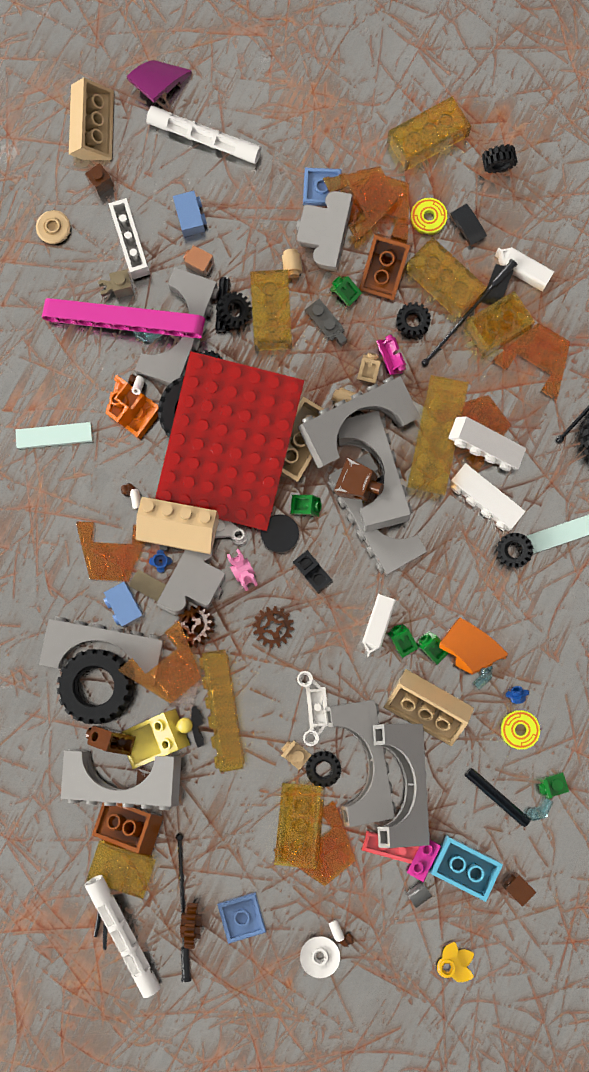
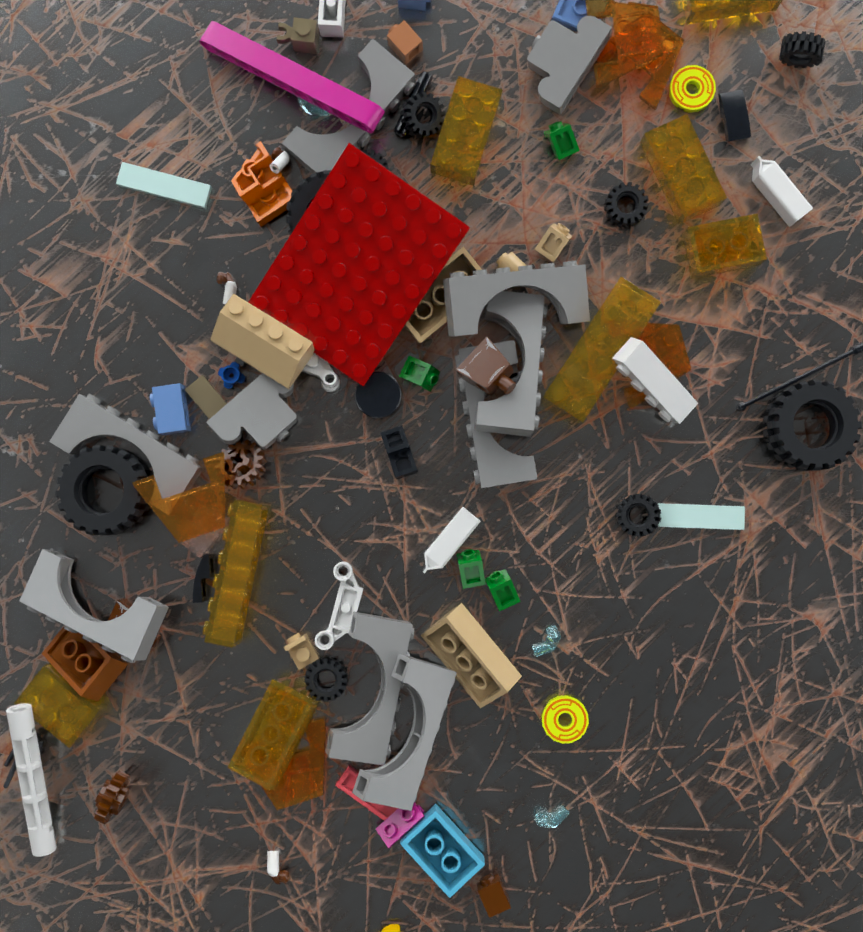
camera: 25 degrees right, 5 degrees up
(101, 738) = (88, 554): reddish brown torso -> none
(108, 560) = (173, 351): clear orange wing -> none
(158, 737) = (152, 573): light yellow slope -> none
(184, 952) = (95, 825): black piece -> none
(241, 917) = (174, 807): medium blue tile -> none
(242, 570) = (318, 421): bright pink pin -> none
(261, 630) = (330, 509): reddish brown gear -> none
(292, 261) = (512, 84): tan brick -> none
(320, 967) = (241, 895): white dish -> none
(326, 322) = (524, 169): dark grey hinge -> none
(385, 266) = (618, 128): dark orange slope -> none
(394, 362) = (585, 246): dark pink hinge -> none
(418, 894) = (379, 858): dark grey beam -> none
(471, 647) = (545, 606): orange slope -> none
(486, 497) = (630, 442): white brick -> none
(496, 281) = (738, 196): black piece -> none
(497, 292) = (740, 199): black slope -> none
(498, 797) = (509, 785): black axle -> none
(517, 695) = (577, 679): blue plate -> none
(542, 349) = (762, 294): clear orange wing -> none
(553, 785) = (577, 795): green bracket -> none

